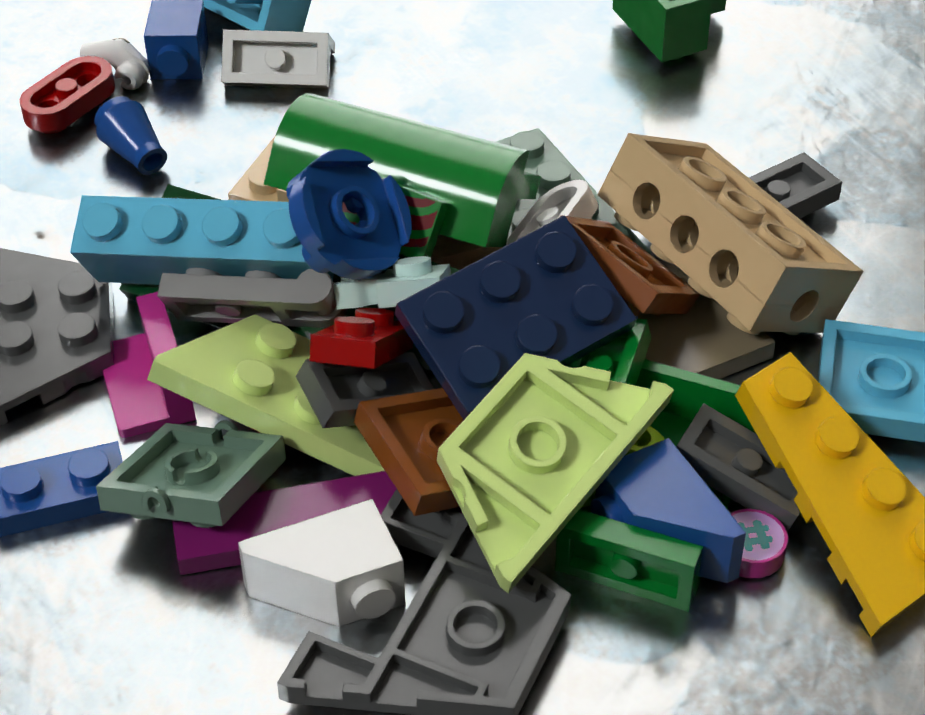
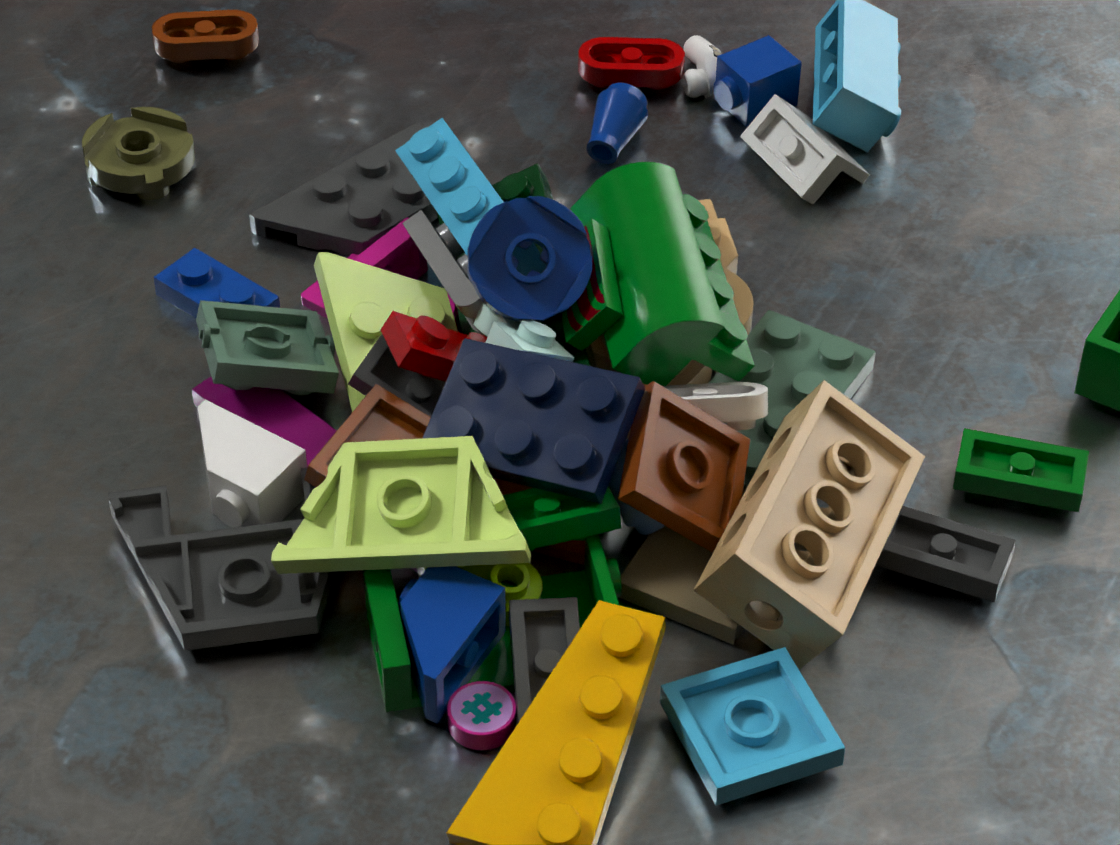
camera: 55 degrees right, 0 degrees up
(728, 116) = (1021, 470): none -> green plate

